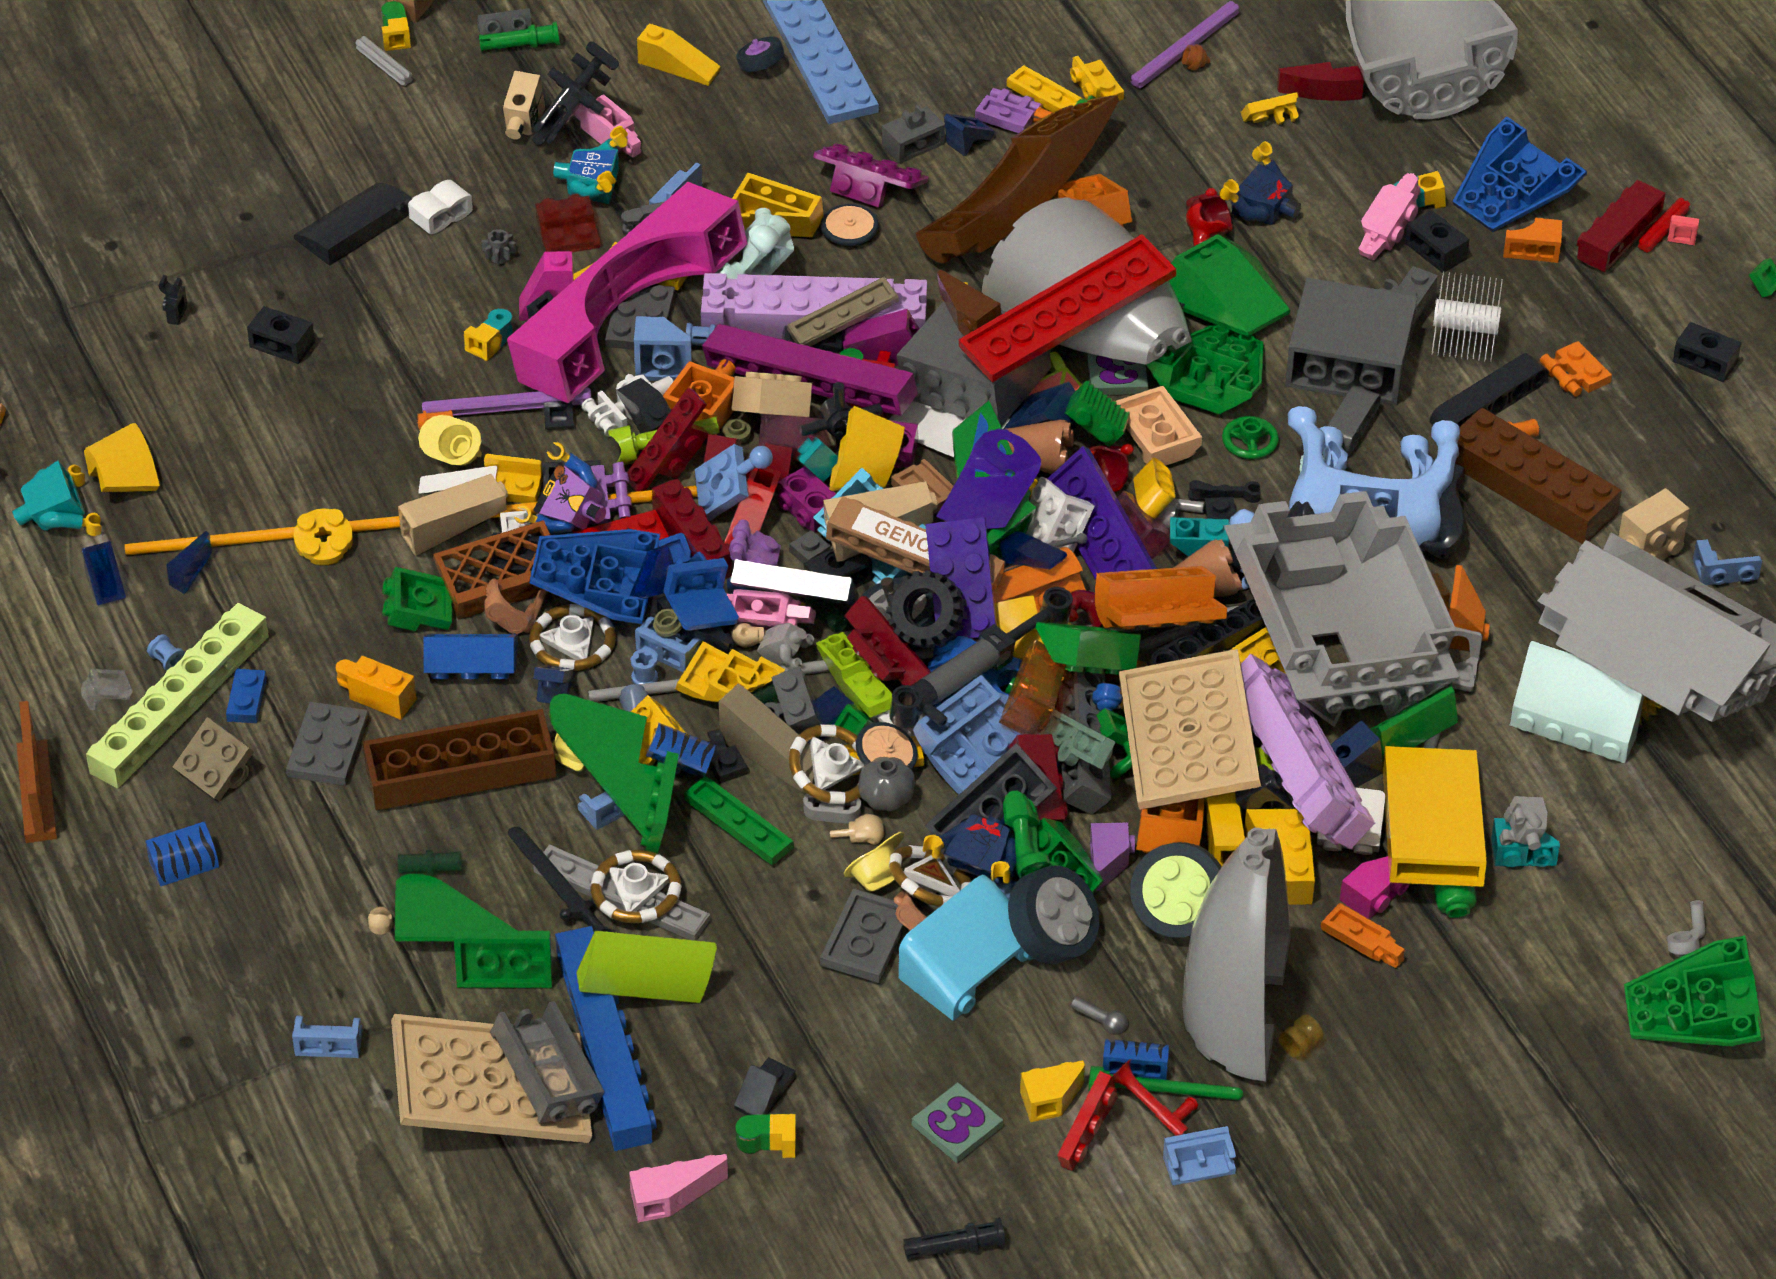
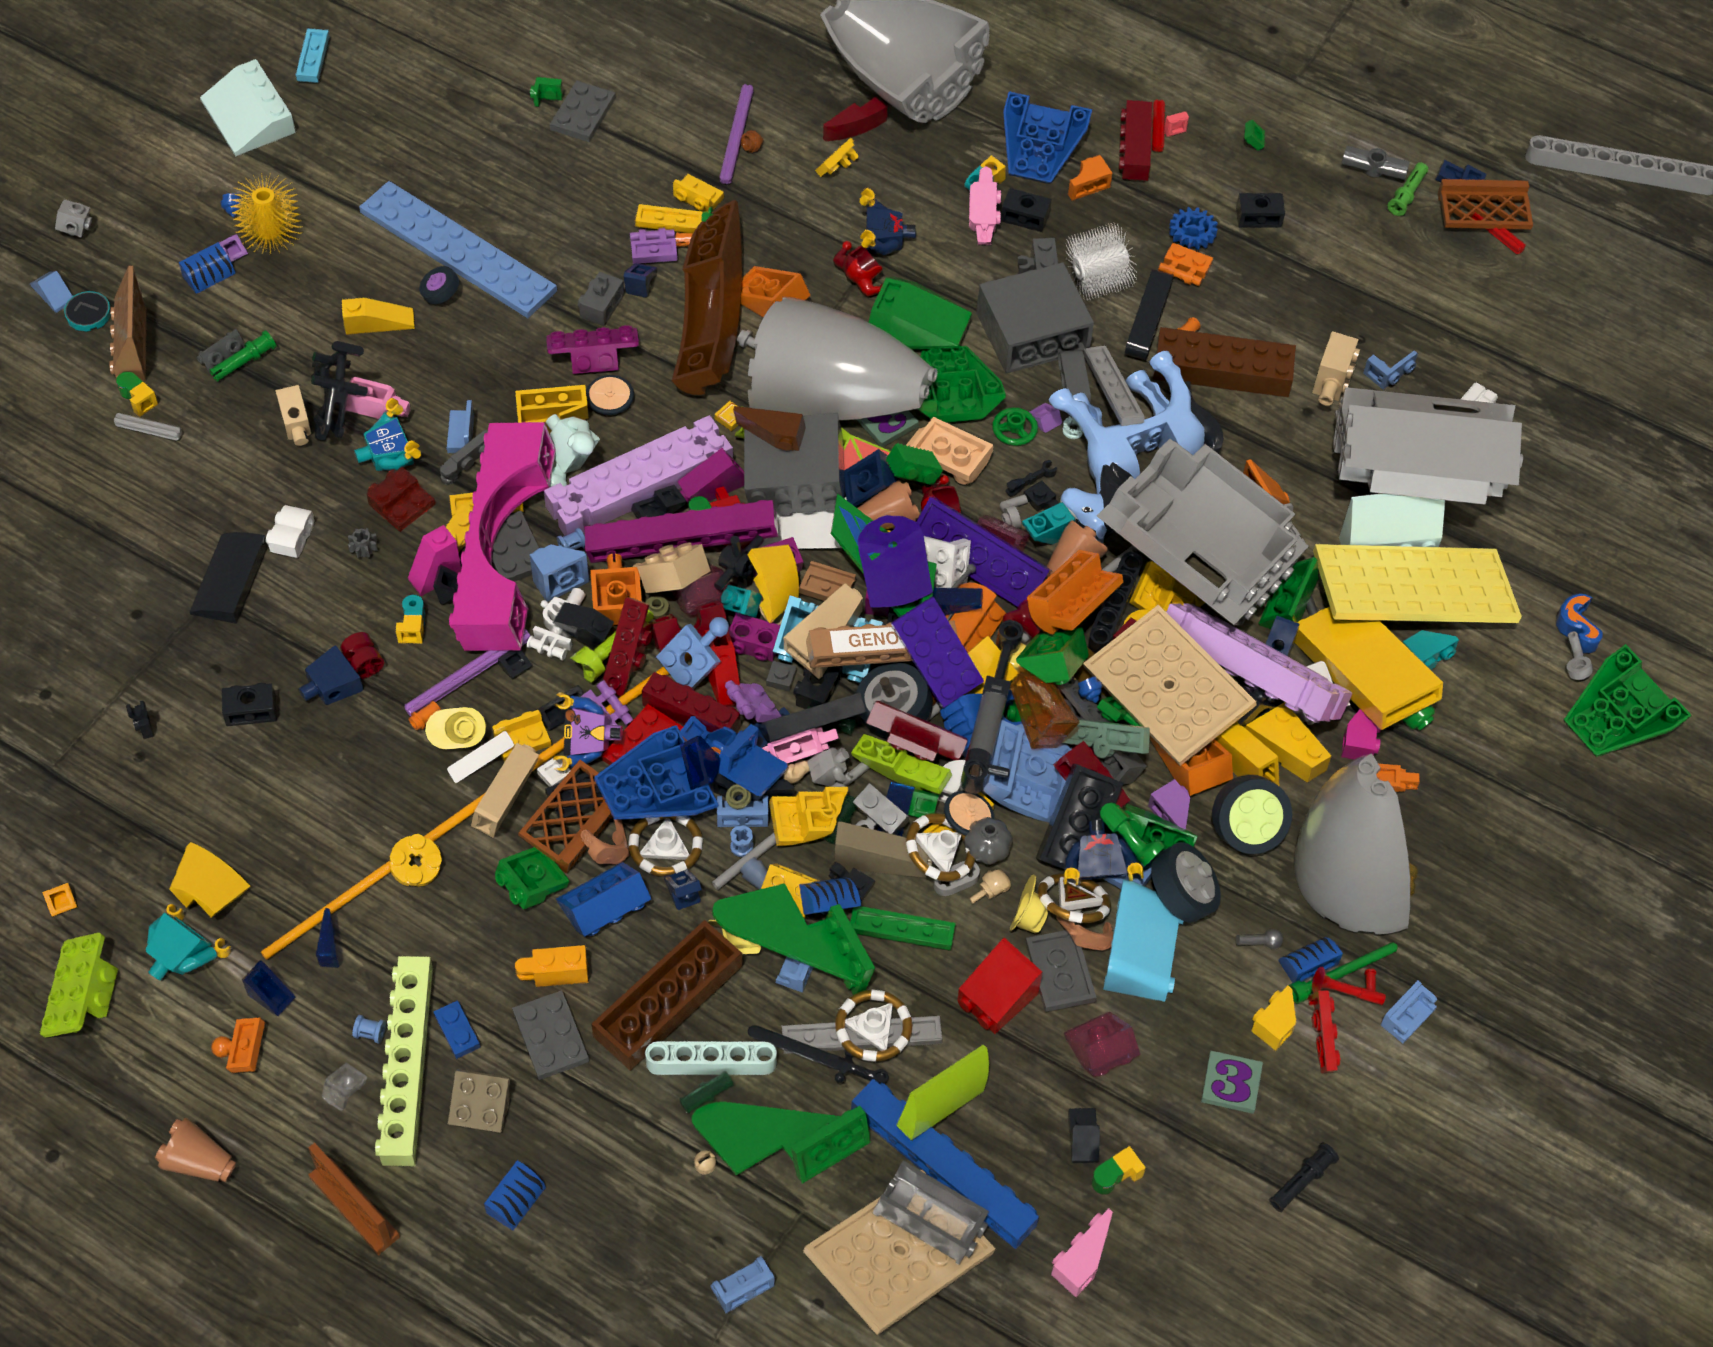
camera: 35 degrees left, 10 degrees up
(43, 613) = (244, 1046): none -> orange plate
(373, 347) = (331, 678): none -> dark blue torso
(417, 340) = (362, 655): none -> dark red wheel
(457, 833) = (700, 1050): none -> light aqua beam
(786, 915) = (1000, 987): none -> red slope
(843, 313) = (674, 473): dark tan tile -> none
(850, 1020) = (1103, 1043): none -> clear pink slope
(904, 599) = (948, 704): black tyre -> none
(1067, 308) = (851, 394): red plate -> none
(1154, 487) = (992, 502): yellow beam -> none
(1289, 445) = (1046, 417): none -> medium lavender slope
(1379, 438) = (1114, 386): none -> light grey tile
(1527, 822) = (1434, 635): light grey piece -> none
(1577, 777) = (1416, 584): none -> light yellow plate
(1612, 336) = (1193, 228): none -> blue gear
(1716, 892) = (1571, 620): none -> blue animal

